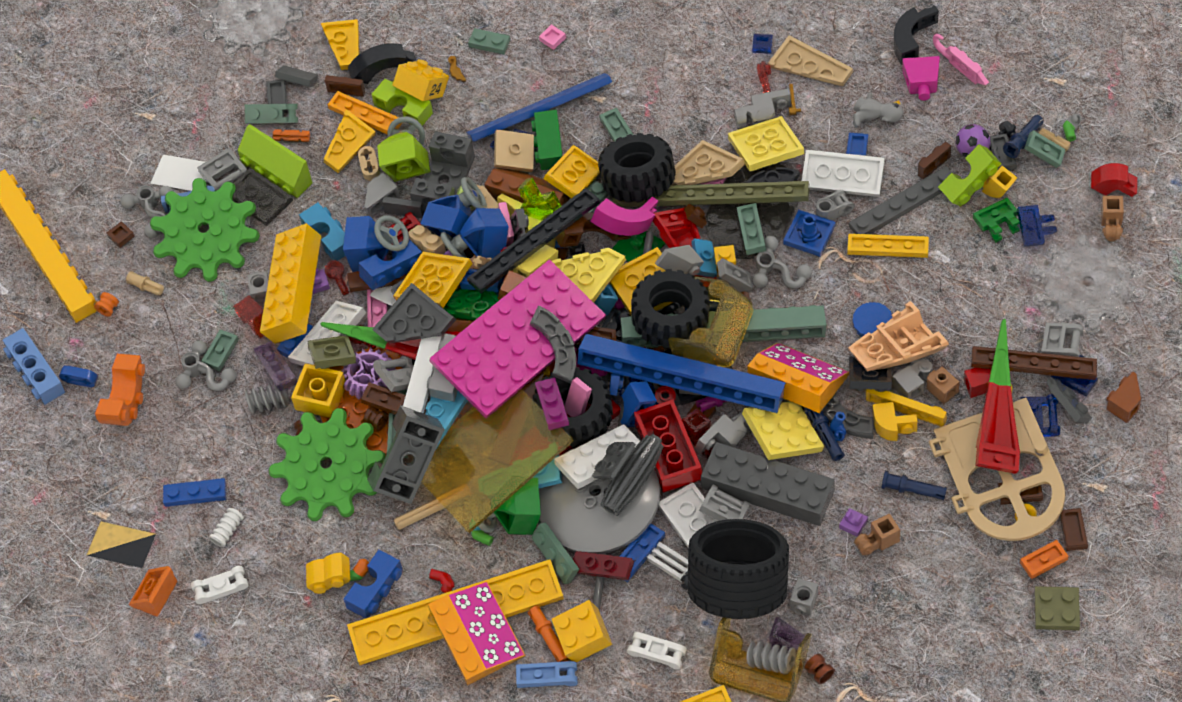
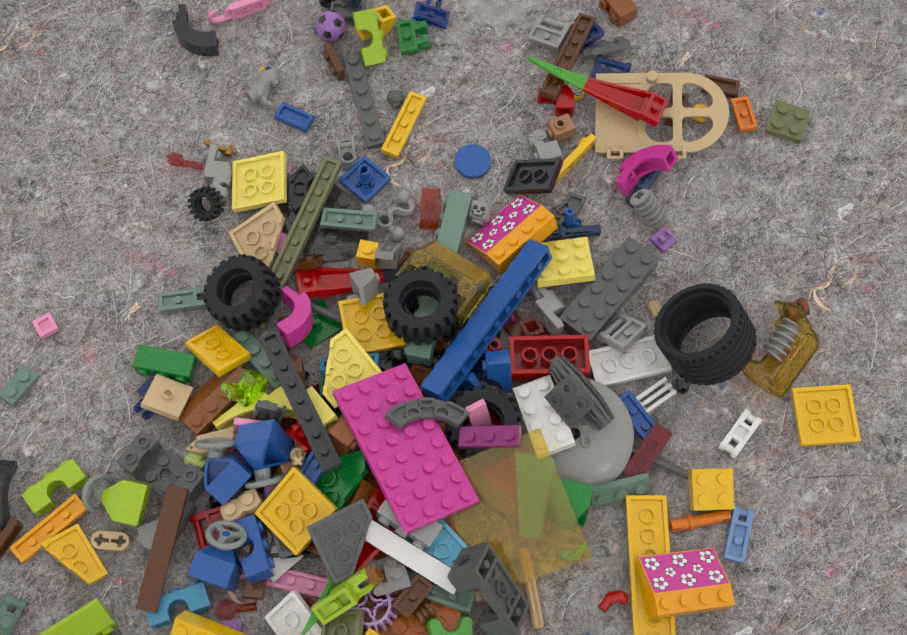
camera: 80 degrees left, 10 degrees up
(291, 135) = (39, 610): orange axle -> none
(365, 340) = (347, 594): none -> lime plate
(367, 194) = (162, 549): none -> reddish brown tile
(421, 80) = (42, 459): yellow brick -> none
(454, 70) = (38, 427): pearl gold piece -> none
(542, 105) = (122, 363): blue tile -> none
(705, 250) = (350, 266): dark azure plate -> none
(722, 109) = (215, 203): none -> black tyre
(762, 43) = (143, 152): clear blue tile -> none
(785, 635) = (763, 324): clear purple slope -> none
(800, 295) = (429, 208): none -> clear red slope
(809, 62) = (184, 122): tan wing -> none
(813, 341) = (479, 211): none -> light grey head
(843, 172) = (316, 133): white plate -> none
(880, 490) = (648, 207): none -> light grey piece
(883, 535) = (687, 220): medium nougat brick -> none
(889, 425) = (578, 181): yellow brick -> none
(897, 341) = (510, 145): light nougat wedge -> none
(915, 228) = (395, 98): none -> dark grey plate
(921, 75) = (242, 41): dark pink torso -> none
(926, 468) = (643, 162): none -> dark pink arch

